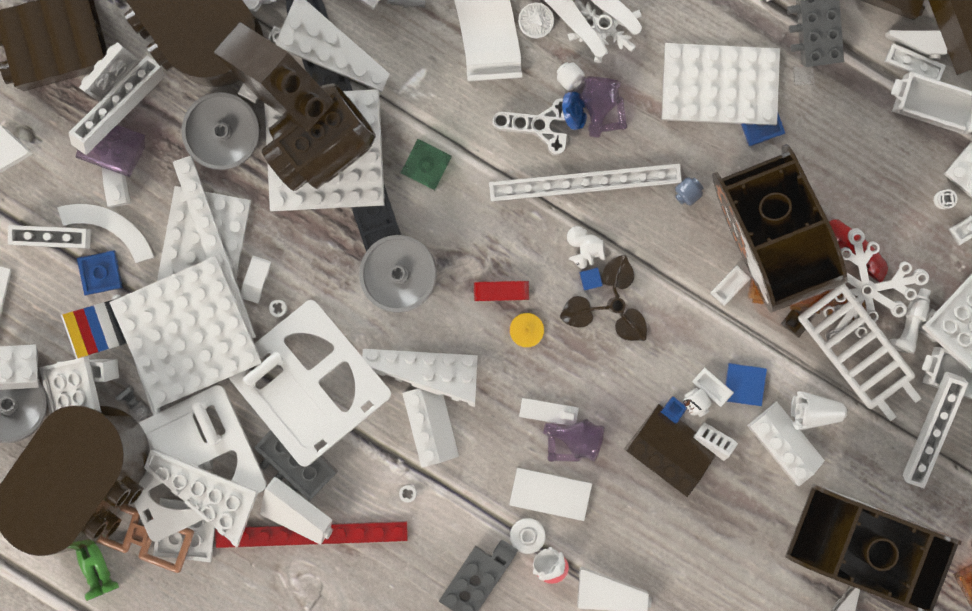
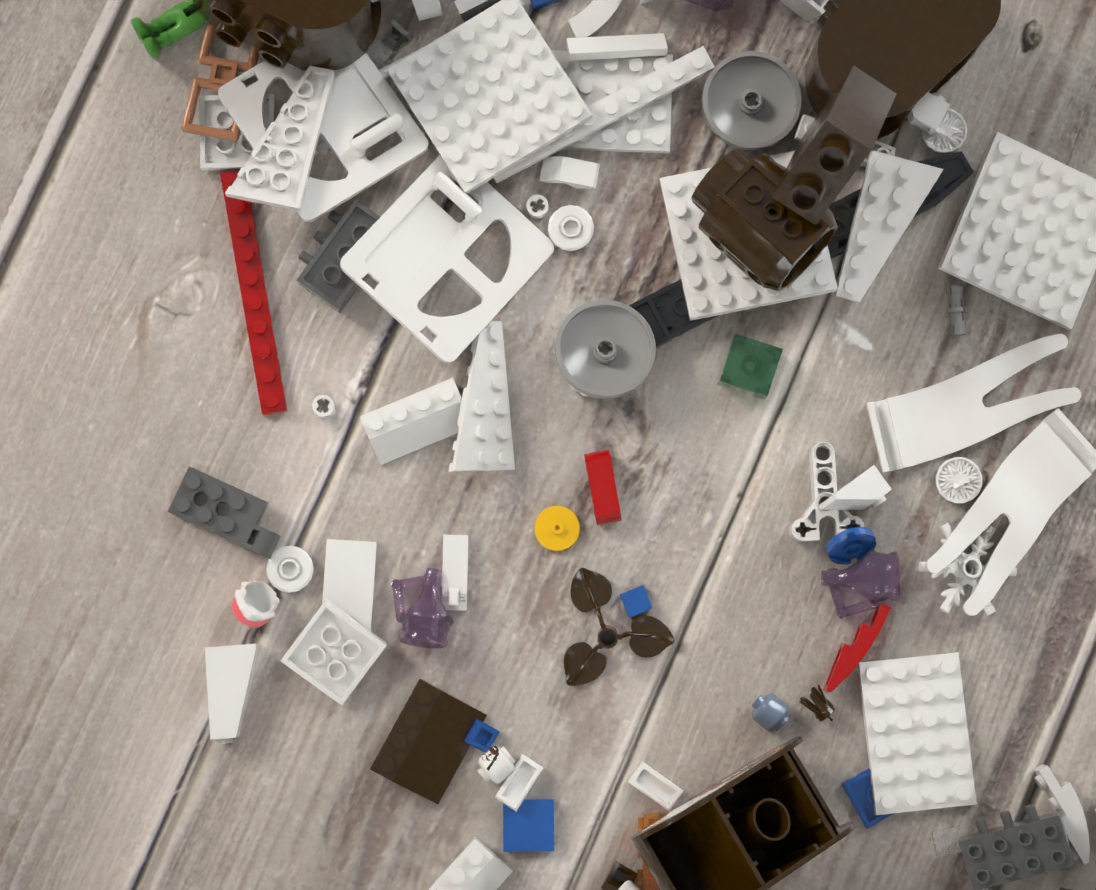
camera: 85 degrees right, 5 degrees down
(162, 228) = (617, 46): none -> white tile
(294, 512) = (279, 263): white slope -> none
(298, 285) = (570, 228): none -> white wheel
(535, 97) = (859, 493): none -> white slope
(570, 76) = (894, 535): white head -> none
(585, 182) = (760, 575): white plate -> none
(589, 245) = (678, 593): white animal -> none
(595, 511) = (333, 652): none -> white plate
(656, 125) = (850, 656): none -> red slope
(688, 154) = (823, 708): none -> dark brown piece
(719, 436) = (456, 800): white slope -> none

